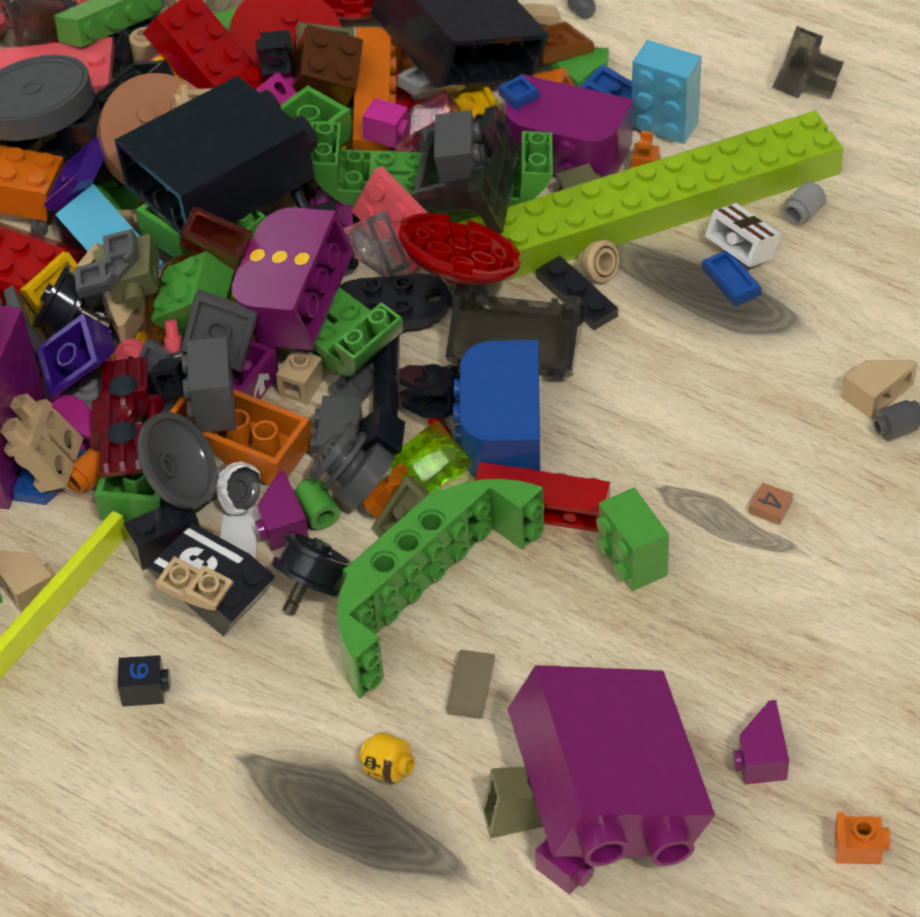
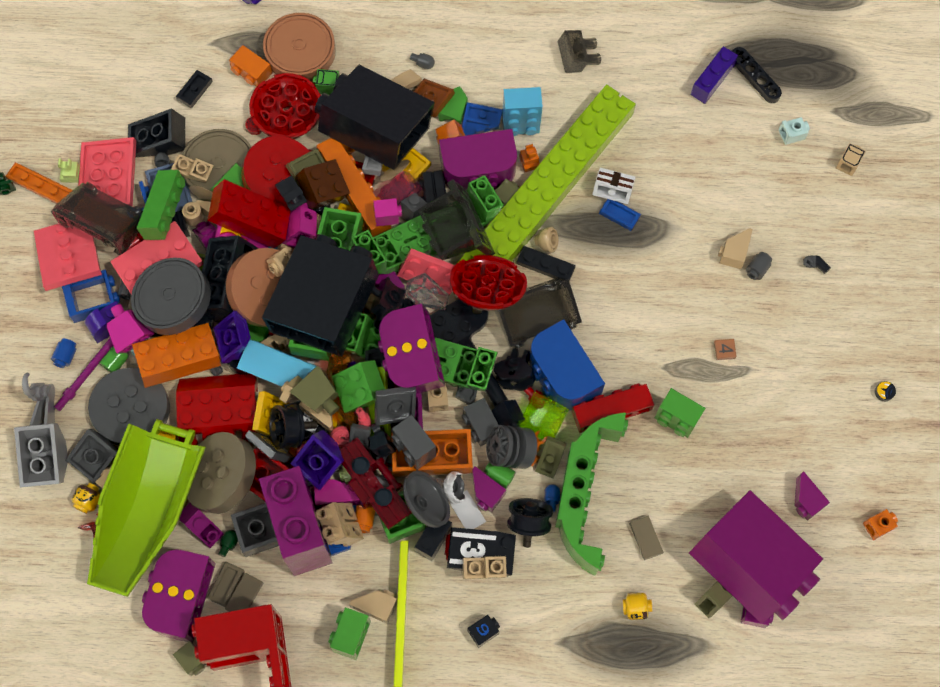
camera: 35 degrees left, 20 degrees up
(102, 276) = (309, 406): dark grey tile -> none
(217, 236) = (361, 351): clear red brick -> none
(458, 145) = (450, 219): dark grey brick -> none
(518, 92) = (447, 155): blue tile -> none
(804, 203) = (631, 147): light grey brick -> none

